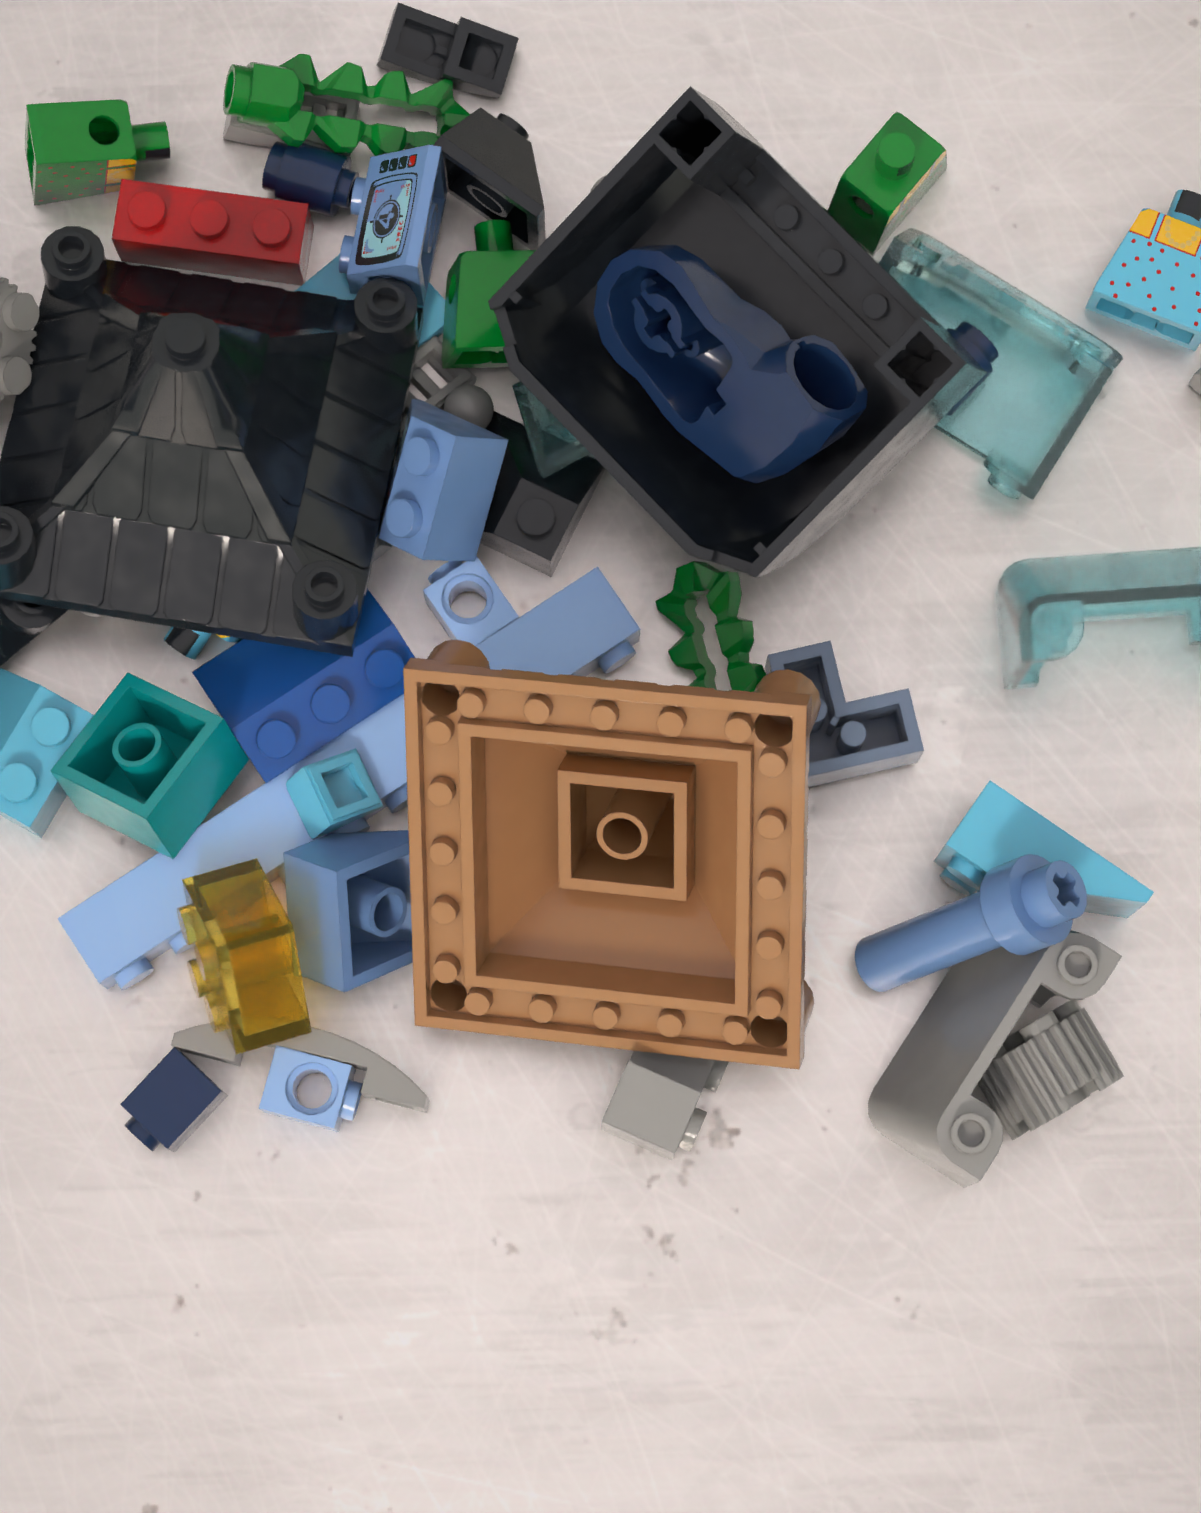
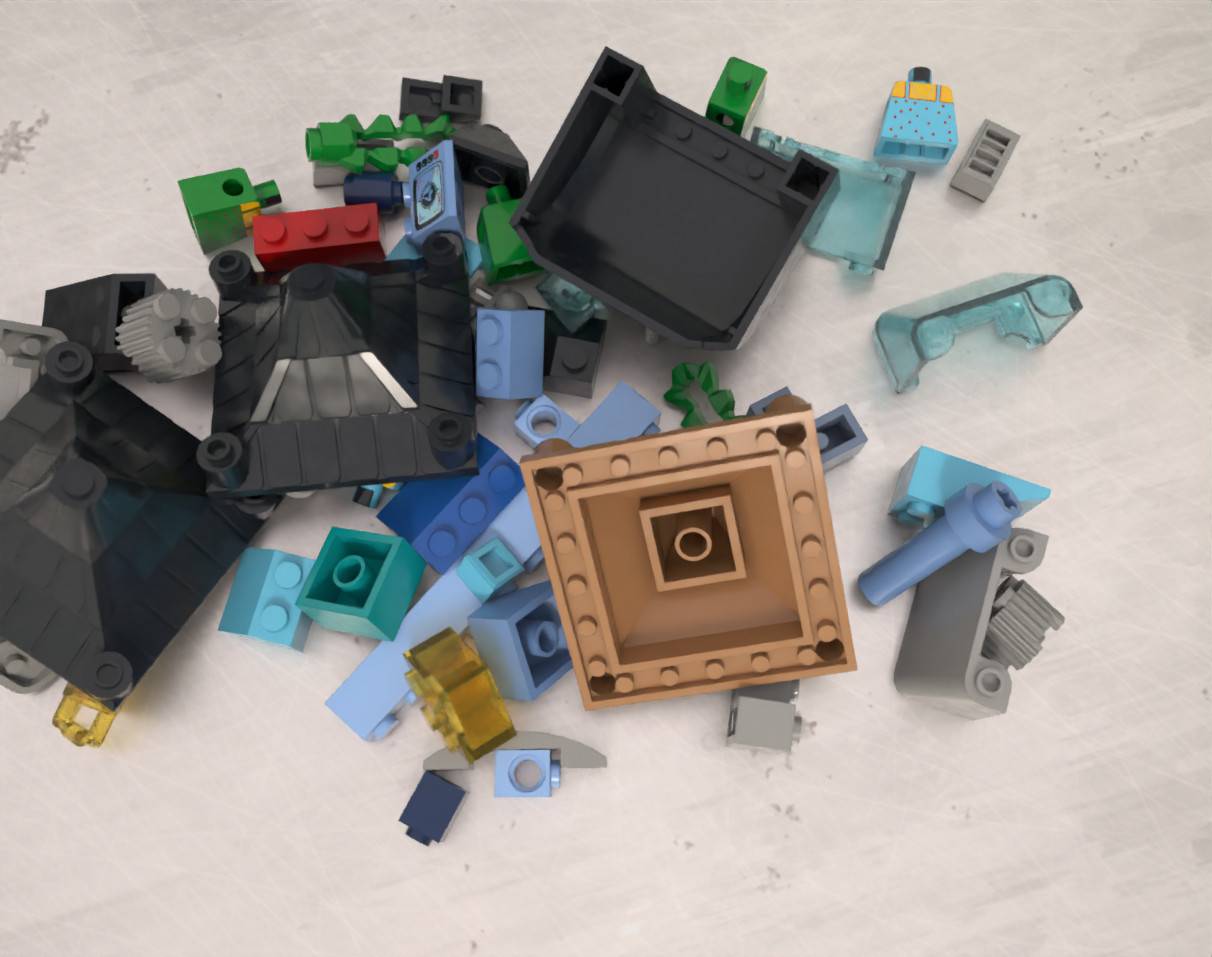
camera: 15 degrees left, 5 degrees down
(723, 365) = (672, 224): dark blue piece -> none

